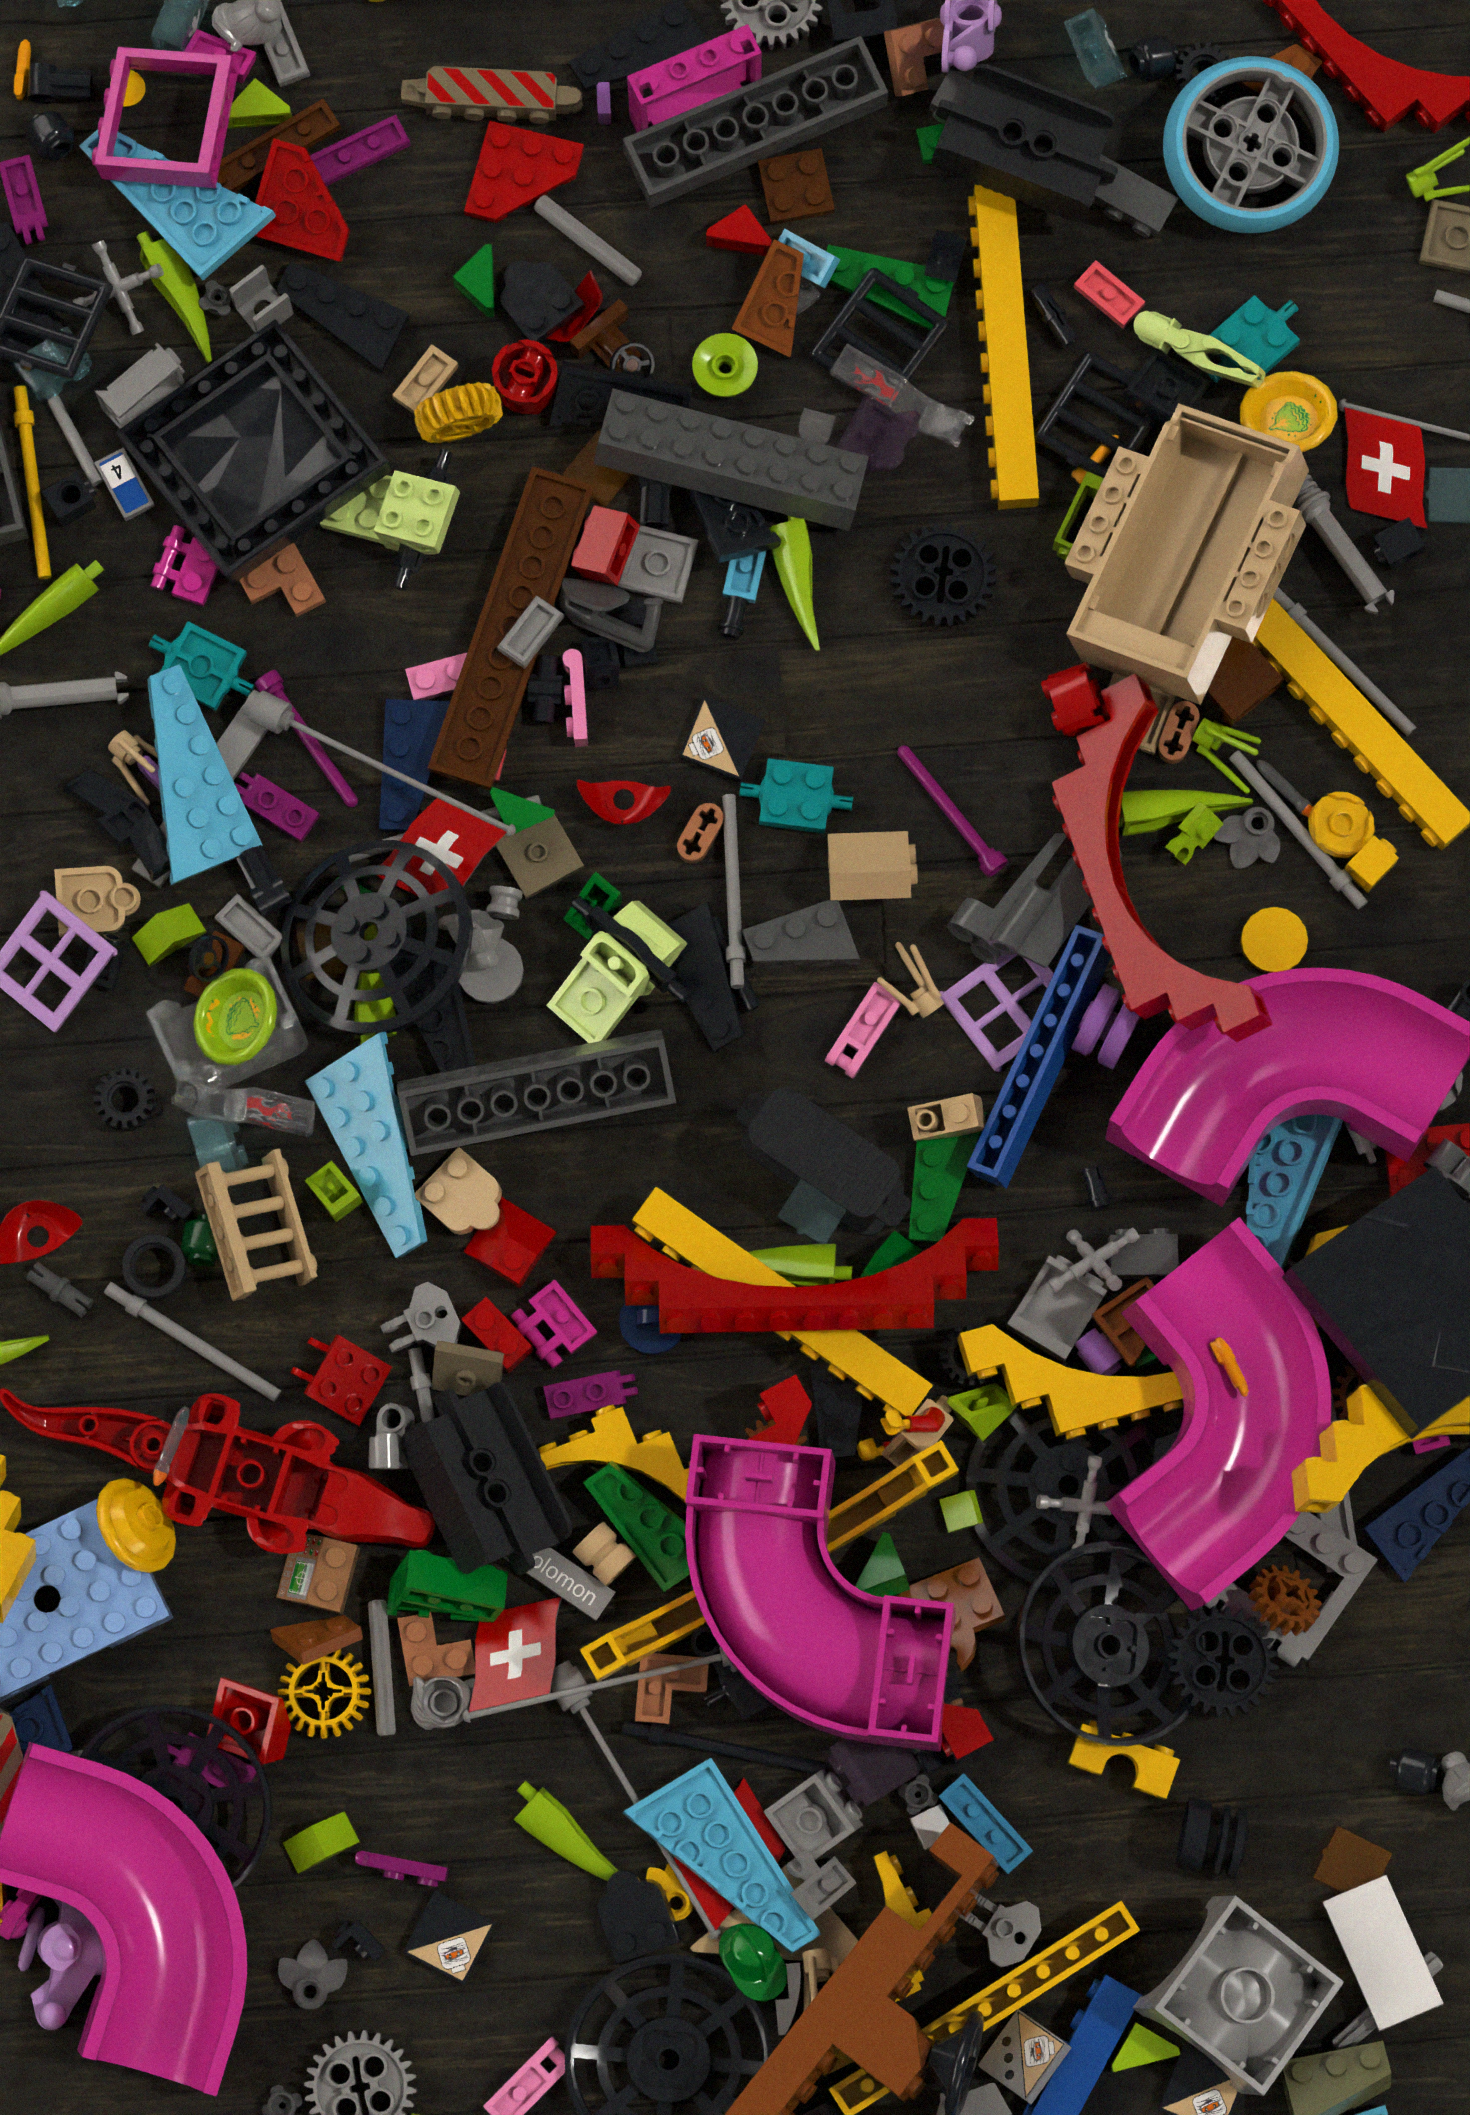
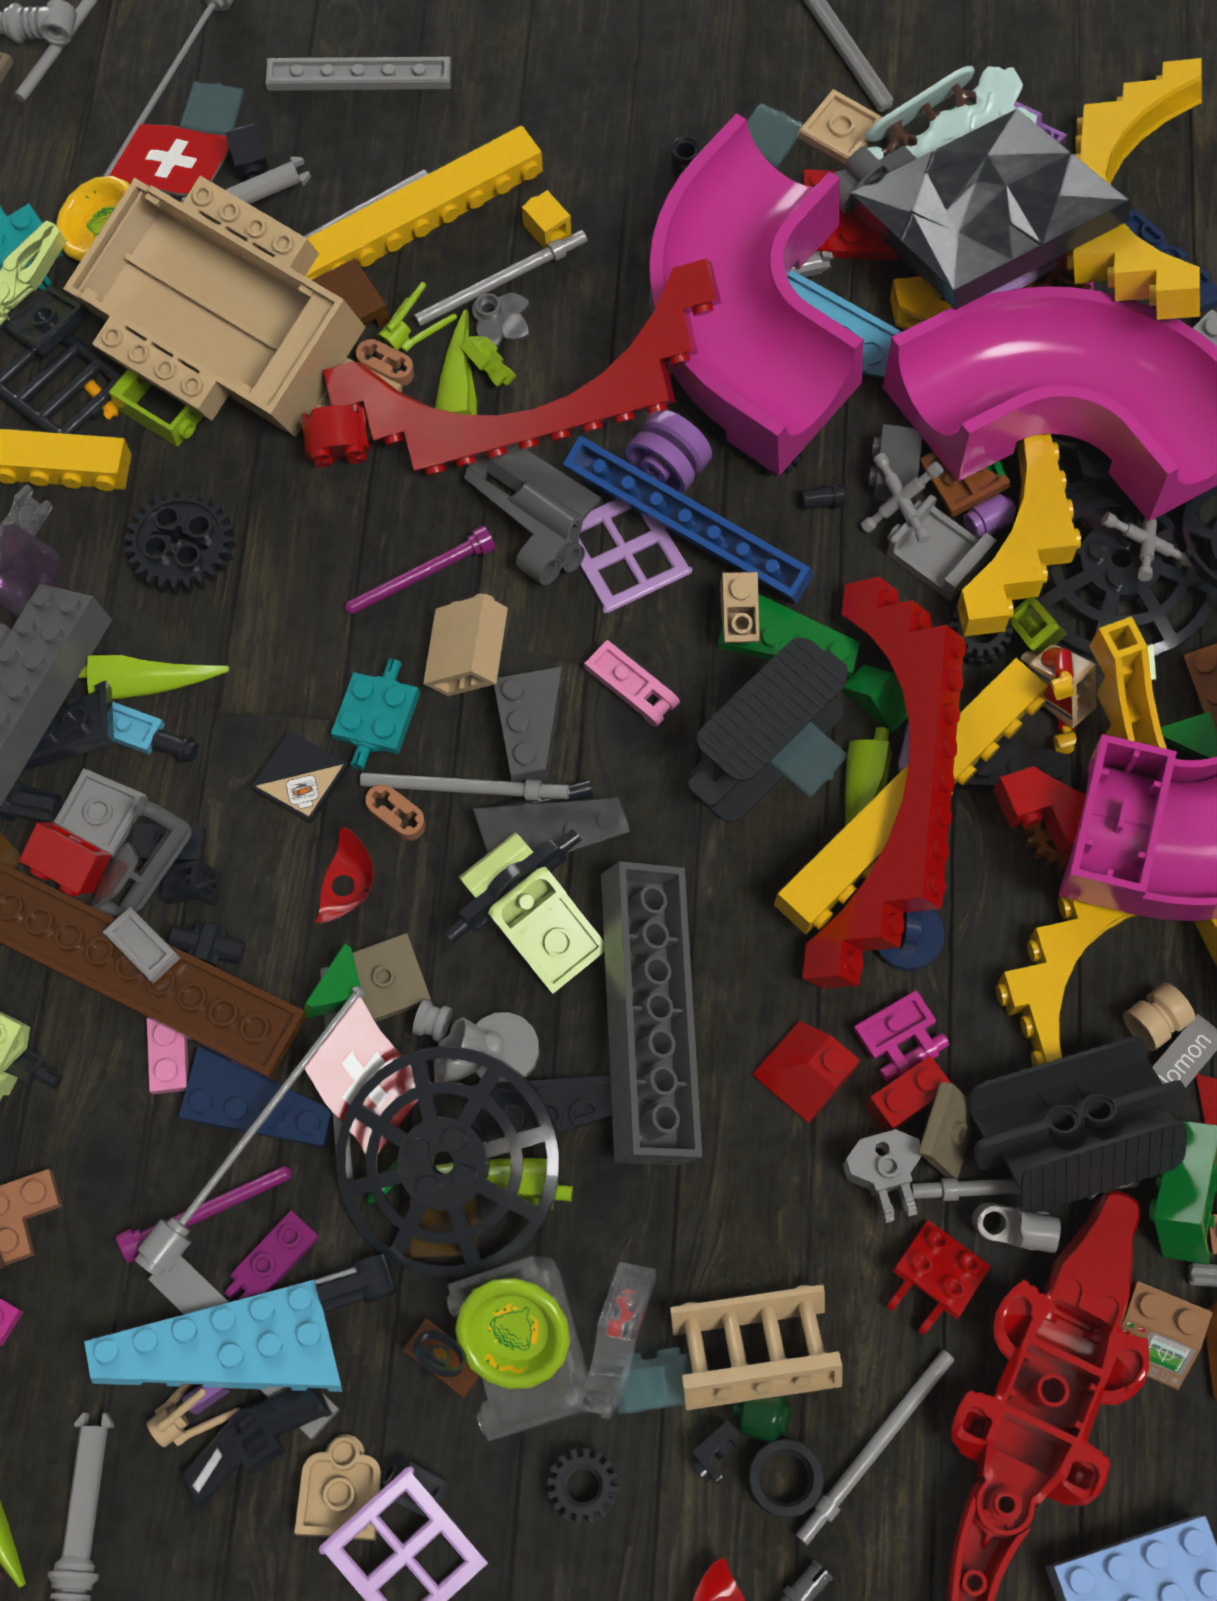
camera: 80 degrees left, 10 degrees down
(135, 1525) = (1097, 1542): yellow piece -> none
(168, 933) = (395, 1407): lime slope -> none
(171, 1445) = (1012, 1482): clear light blue piece -> none
(207, 663) = (86, 1312): teal plate -> none
(249, 927) = (406, 1309): light grey tile -> none
(334, 1191) = (724, 1254): lime slope -> none
(370, 1131) = (661, 1202): medium azure wing -> none
(461, 1195) = (749, 1113): tan plate -> none
(576, 697) = (222, 912): bright pink plate -> none
(588, 1394) = (979, 1013): magenta hinge -> none
(595, 892) = (442, 915): green slope -> none
(644, 1522) = (1132, 966): green wing -> none
(926, 997) = (611, 619): tan plant -> none
(1225, 1357) = (1021, 383): light orange piece -> none
(1274, 940) = (603, 313): yellow tile -> none
(1284, 787) = (478, 271): dark grey piece -> none
(1340, 824) = (503, 240): yellow tile -> none

